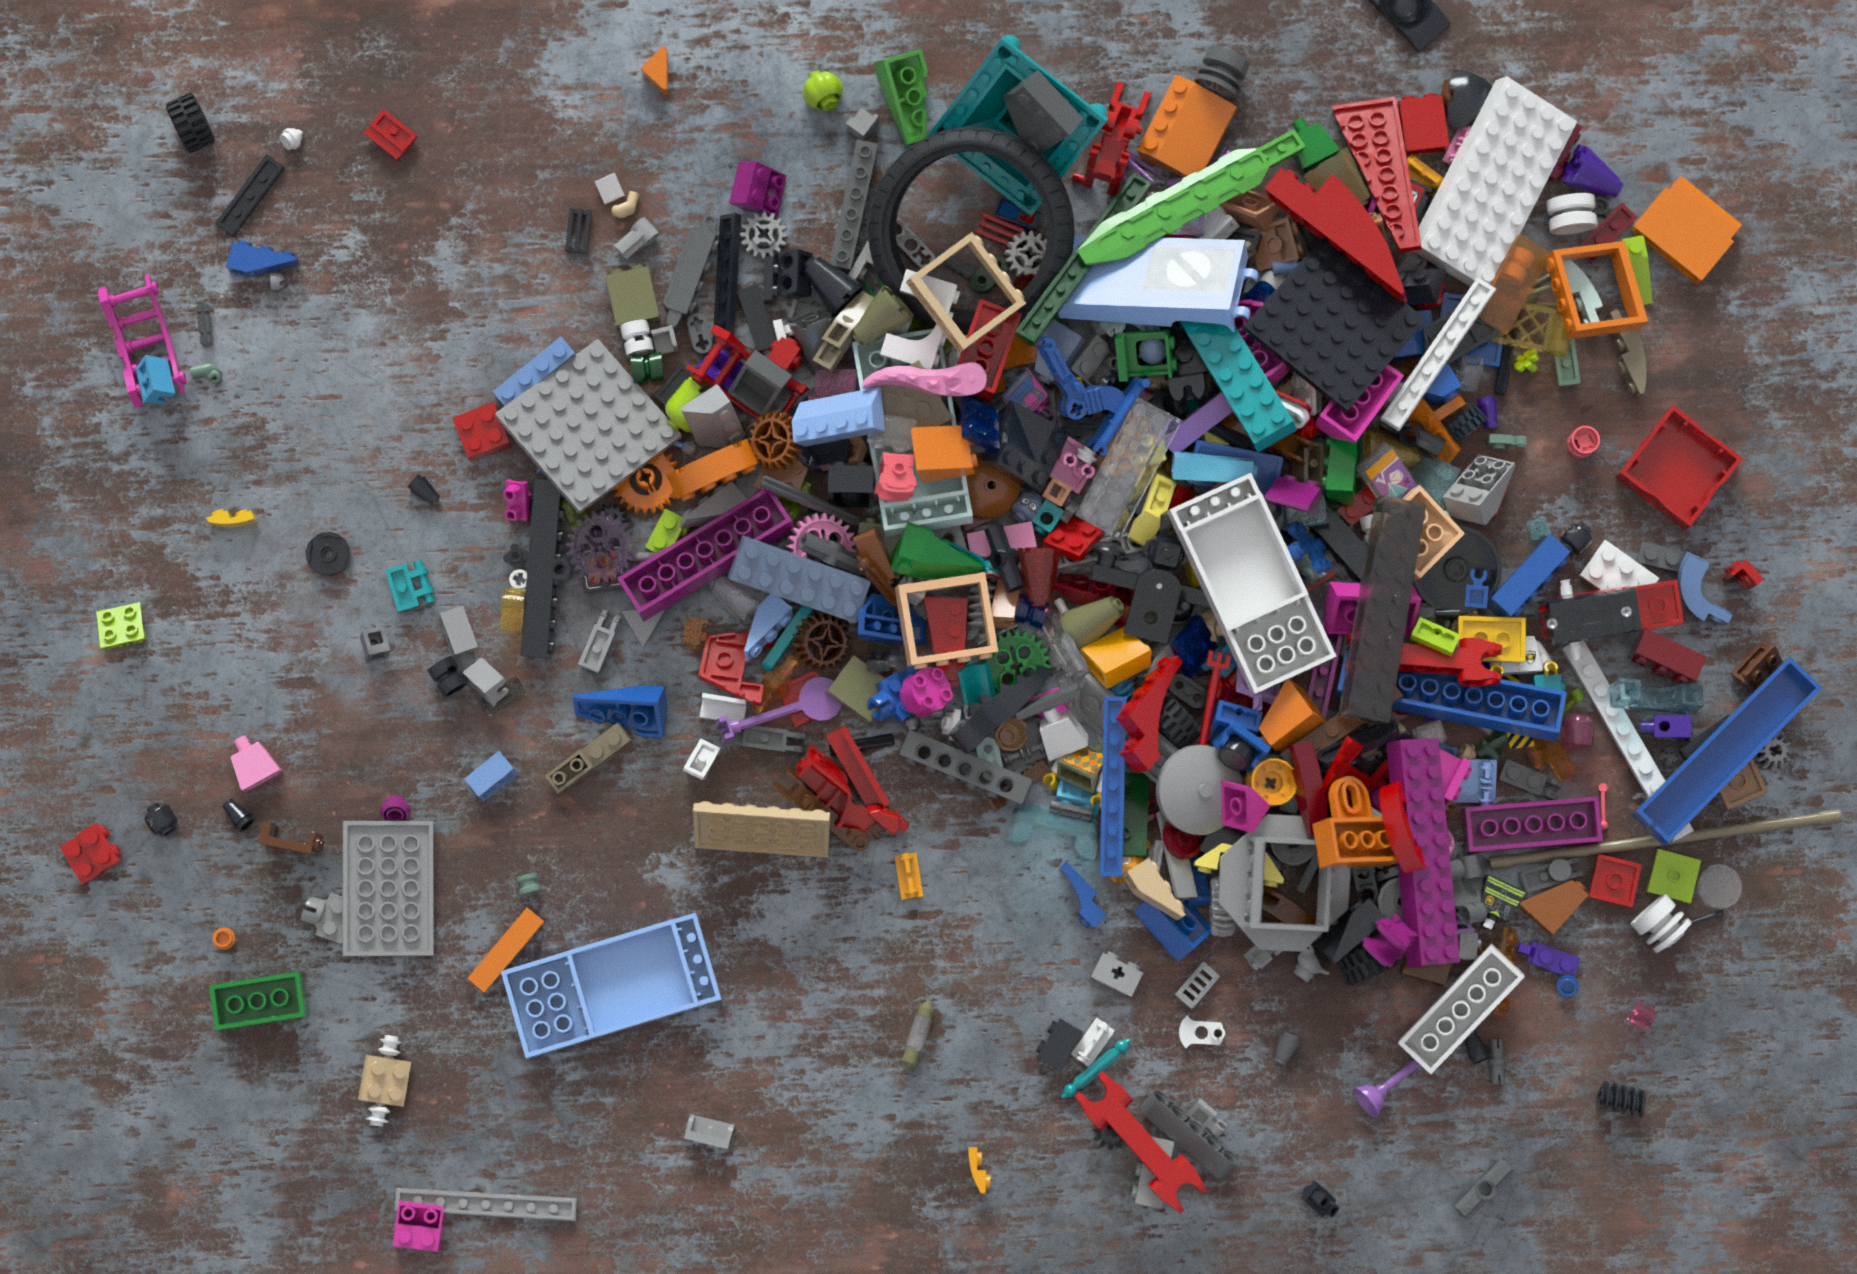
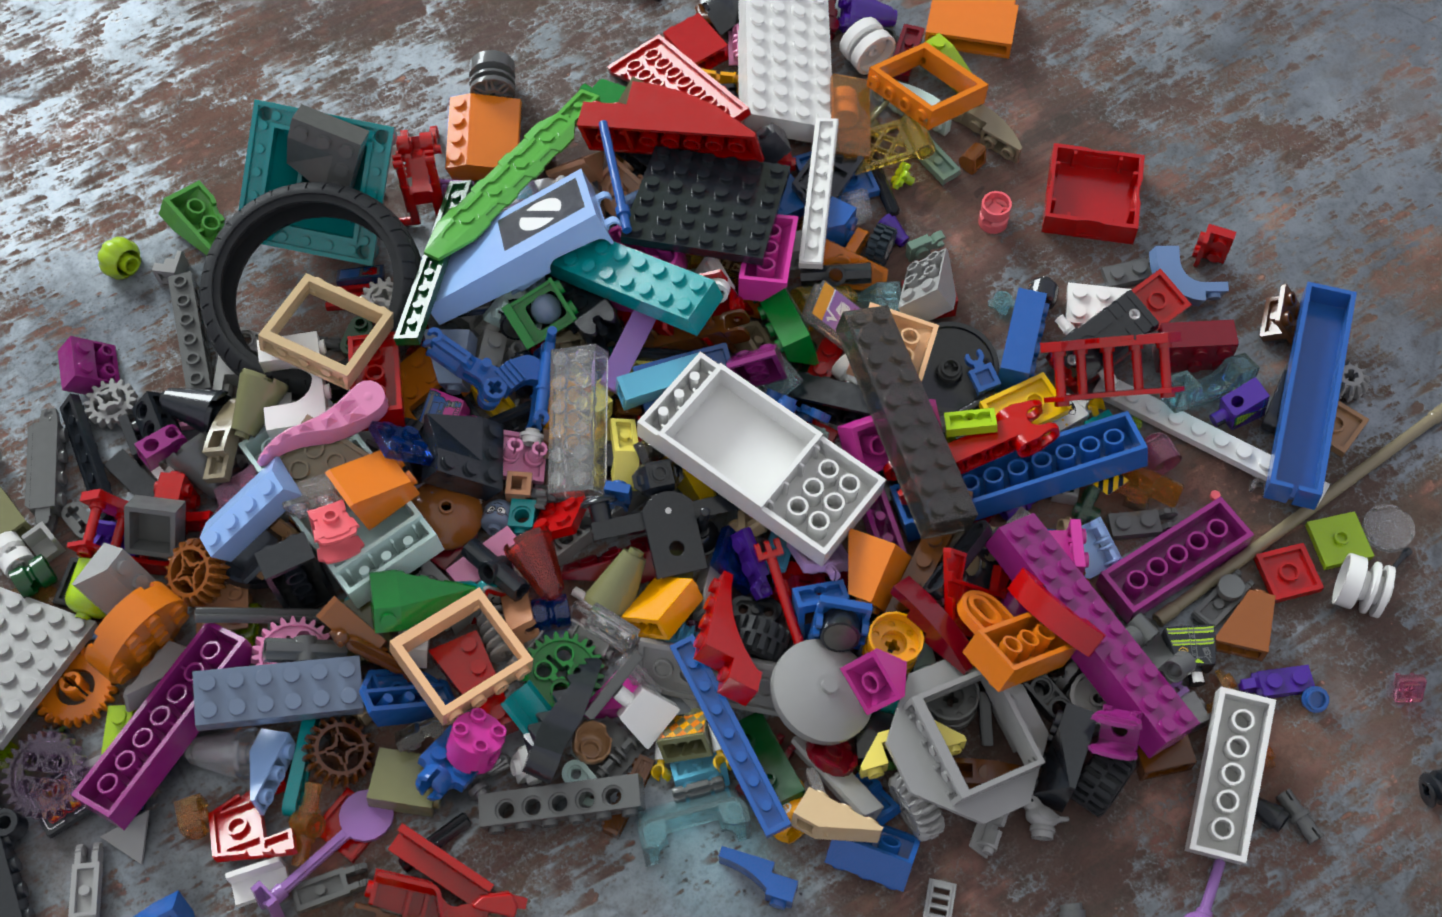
camera: 20 degrees left, 20 degrees down
(790, 306) = (159, 445): none -> magenta leg
(1130, 546) = (621, 491): none -> blue plate
(1204, 642) = (755, 572): none -> dark purple hinge
(1257, 303) = (622, 209): none -> blue bar
(1584, 629) = (1107, 346): none -> red fence
(1599, 376) = (973, 158): none -> dark orange brick

